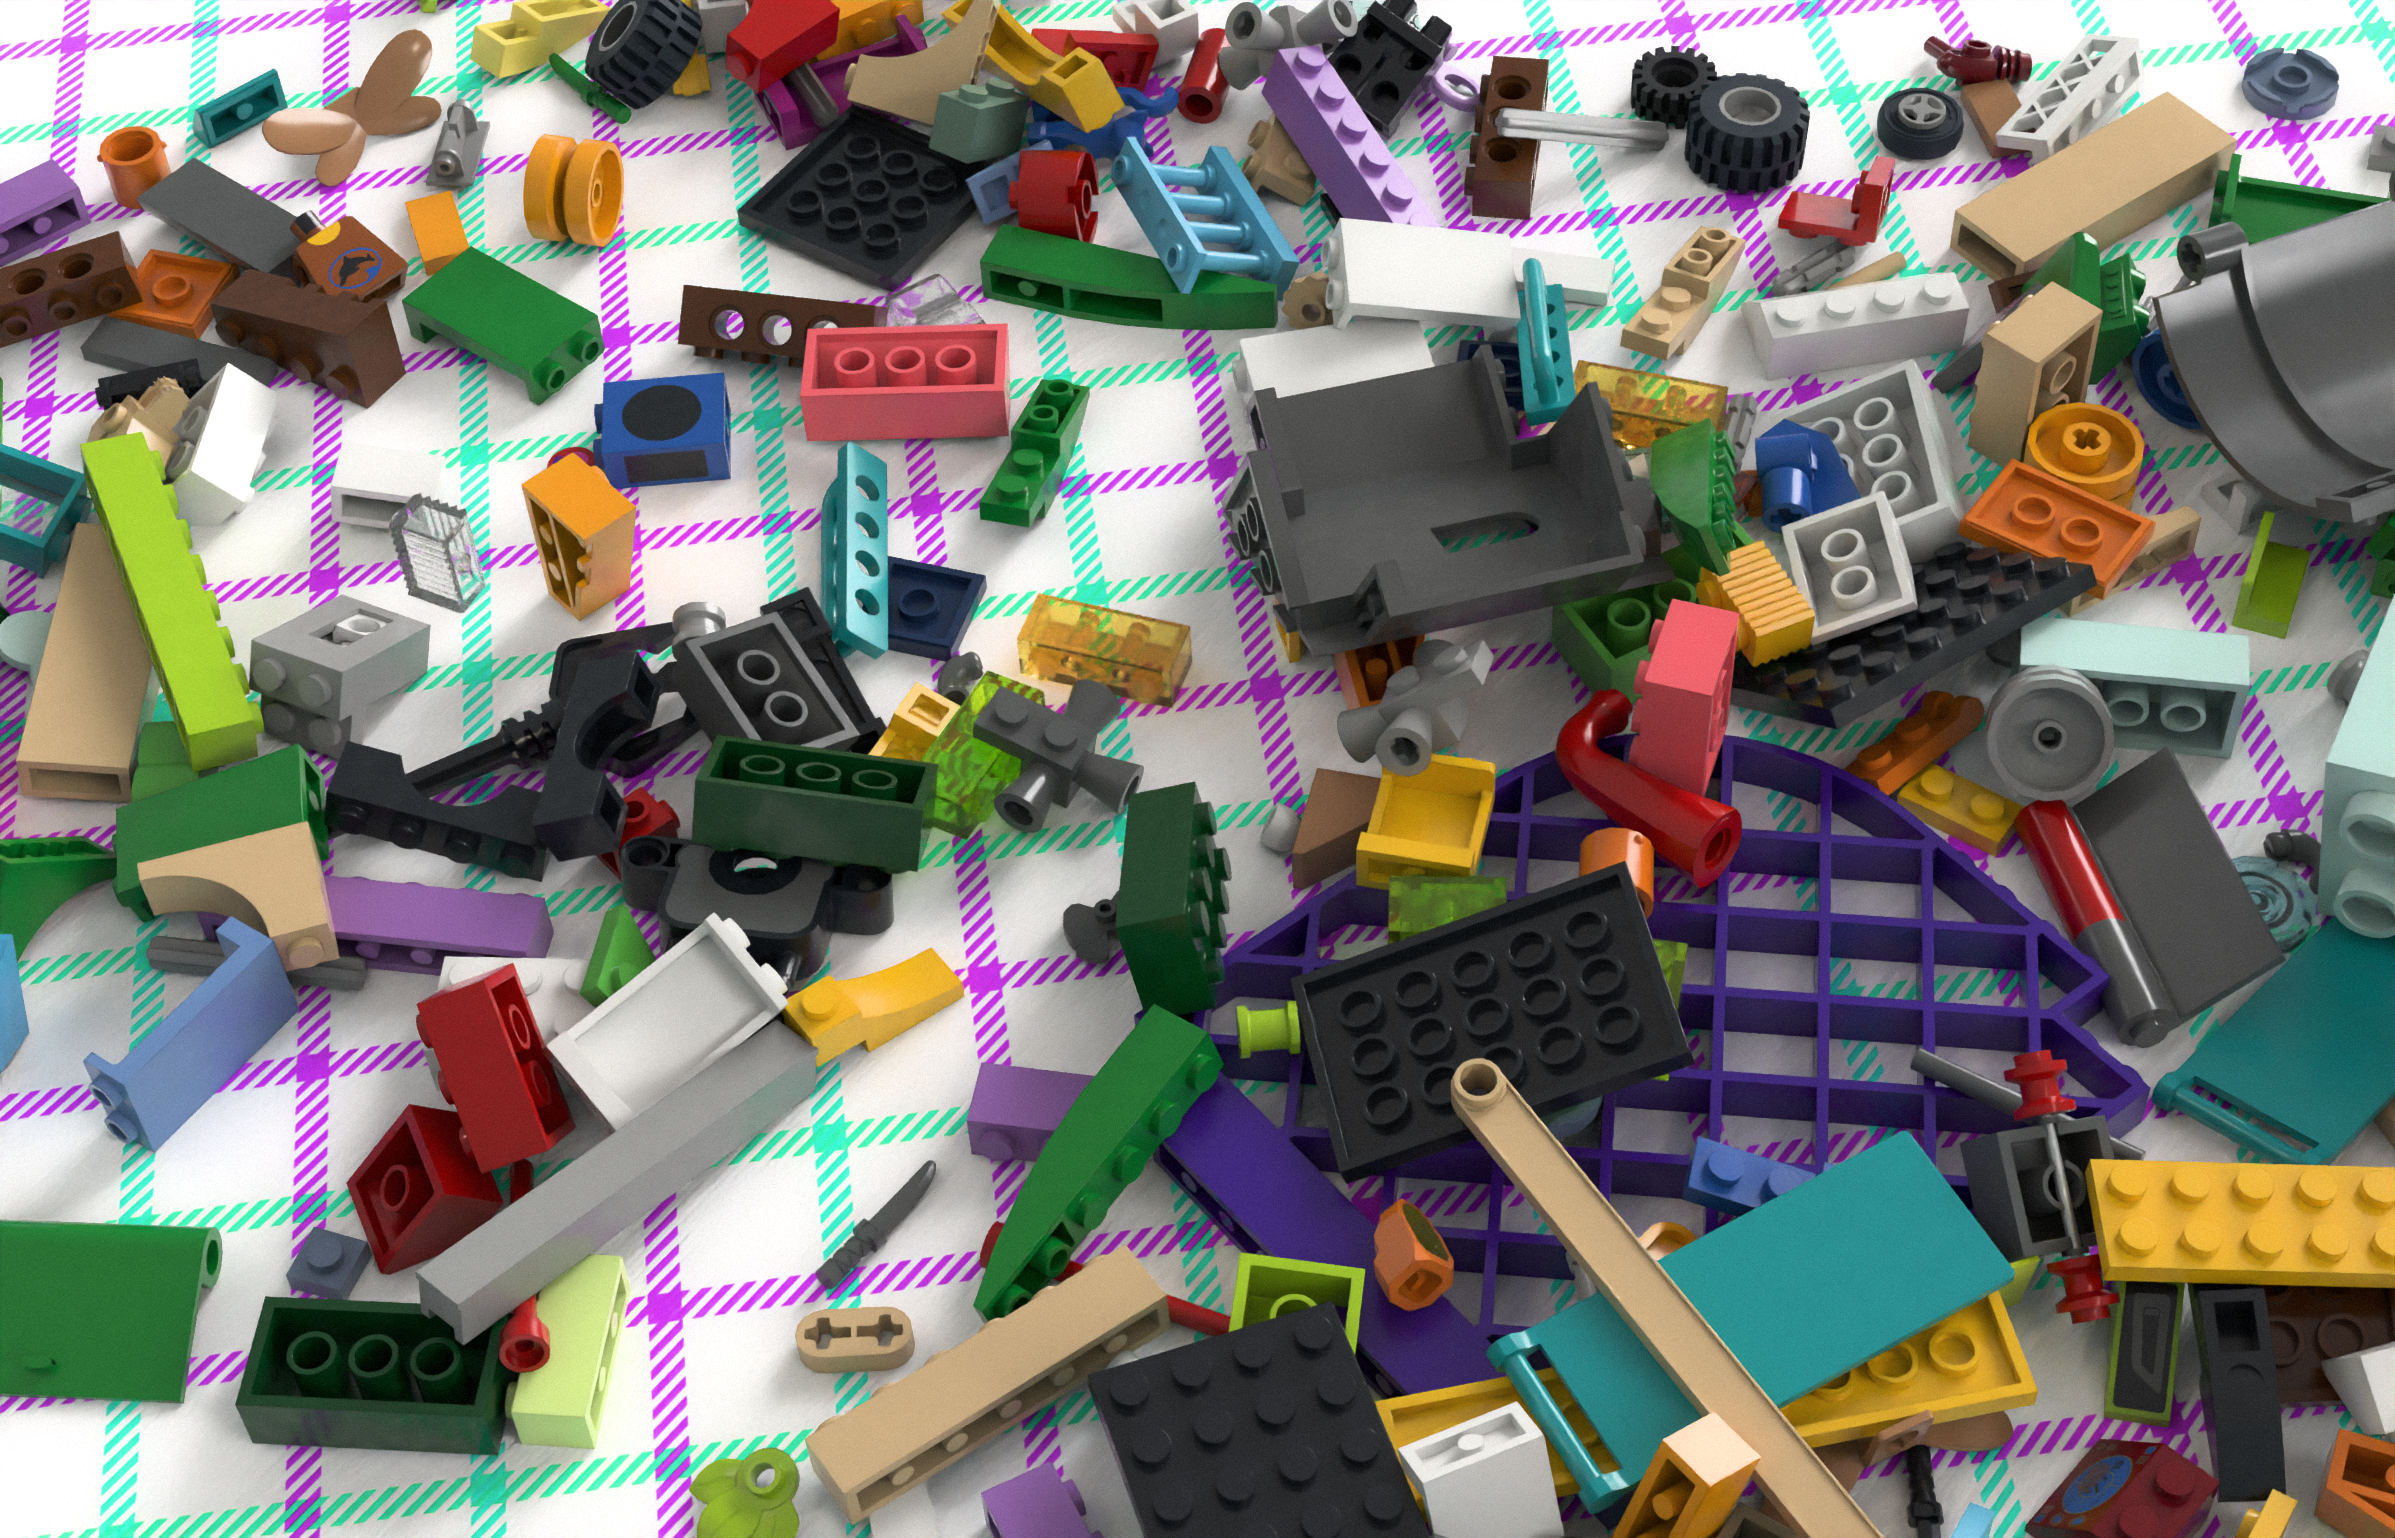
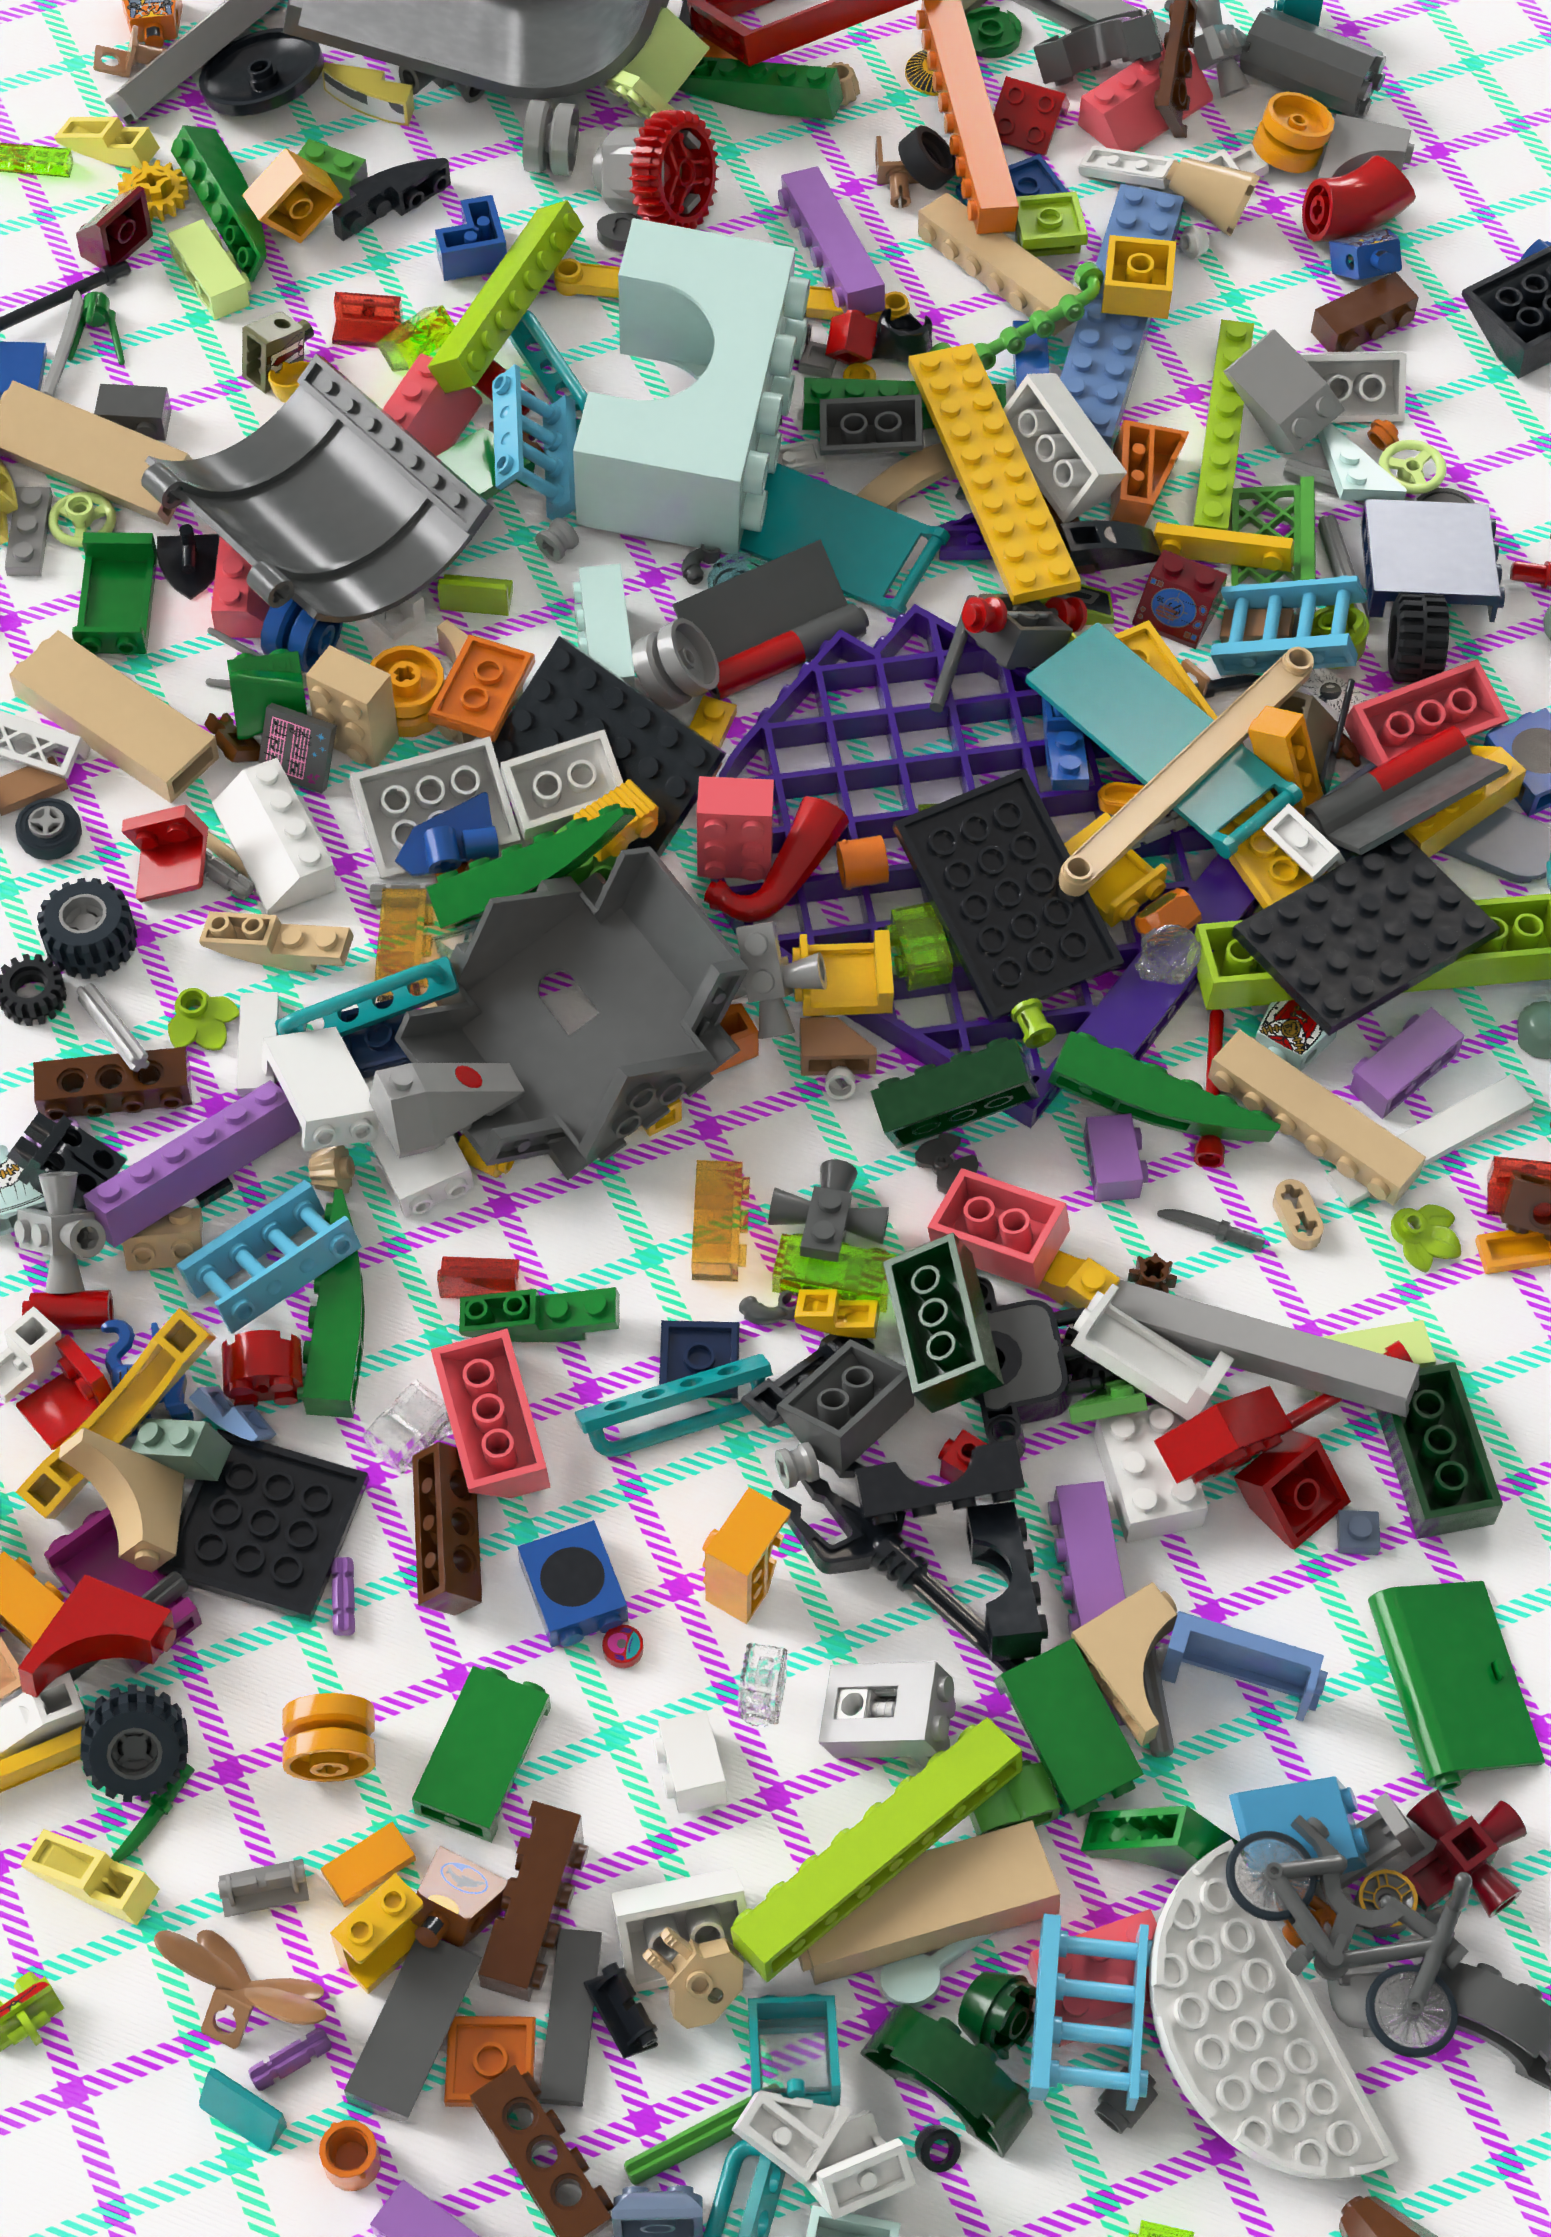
camera: 110 degrees left, 10 degrees up
(270, 161) = (289, 2059): none -> medium lavender axle
(328, 170) = (378, 1933): none -> yellow panel
(755, 250) = (343, 1596): none -> medium lavender axle
(818, 1111) = (1153, 1273): none -> reddish brown gear
(954, 927) = (1003, 1226): none -> coral brick
(1115, 416) = (477, 1276): none -> clear red panel
(1324, 1221) = (1168, 954): none -> clear hair
(1338, 347) = (433, 1101): none -> light grey wedge
(1493, 1222) = (1125, 884): none -> yellow panel
(1588, 225) = (203, 1024): none -> lime plate

